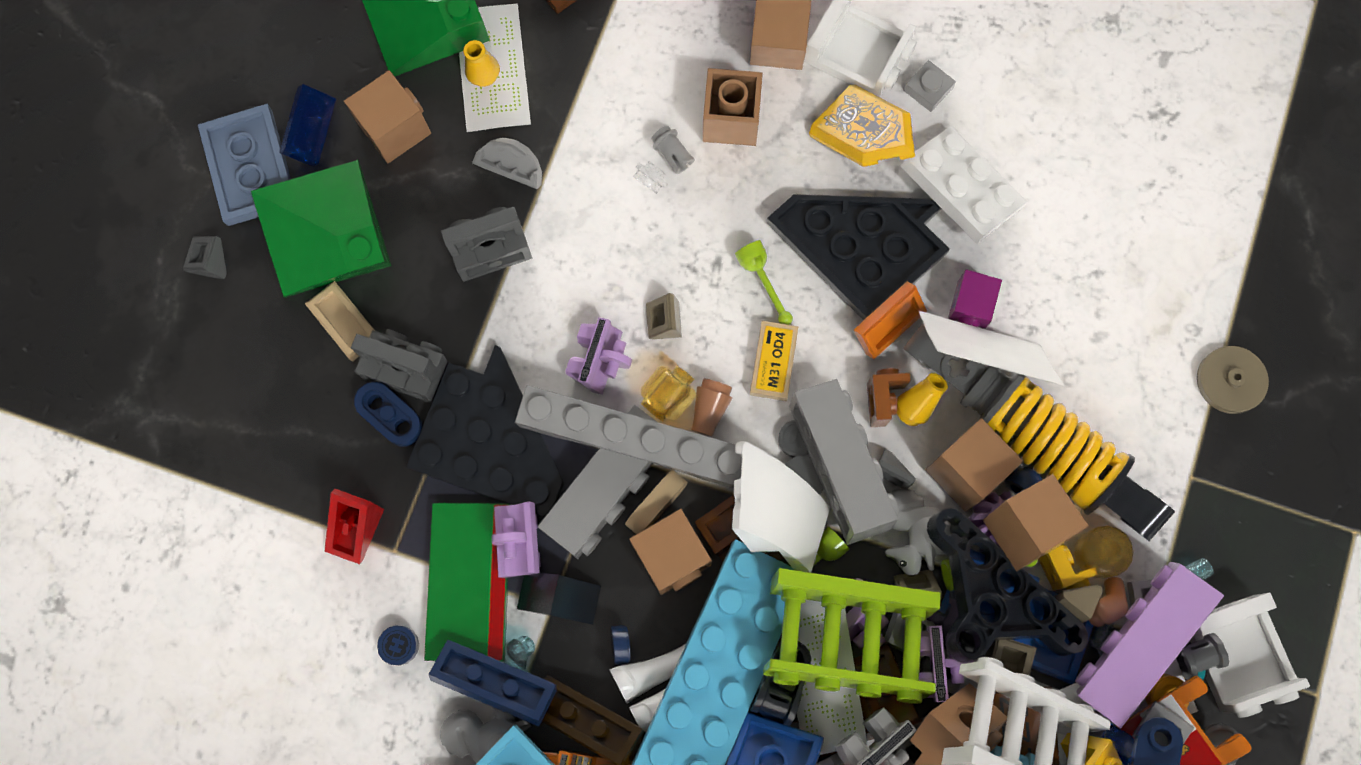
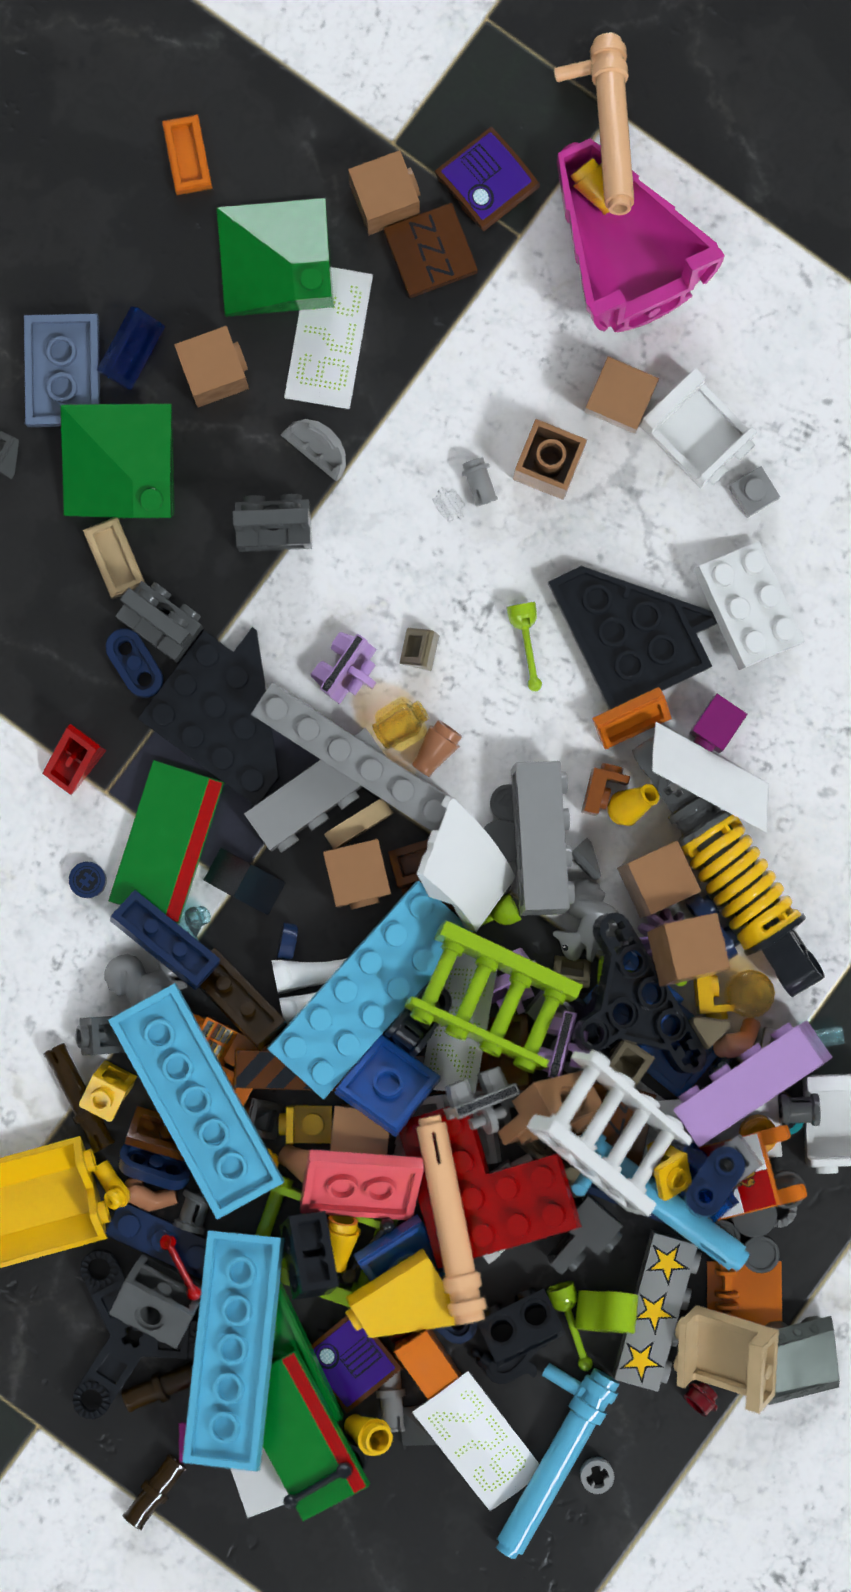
camera: 15 degrees right, 10 degrees up
(480, 64) = (317, 346): yellow cone -> none
(516, 540) = (221, 819): lavender hips -> none
(774, 361) = (510, 722): tile -> none
(865, 128) = (673, 519): yellow tile -> none

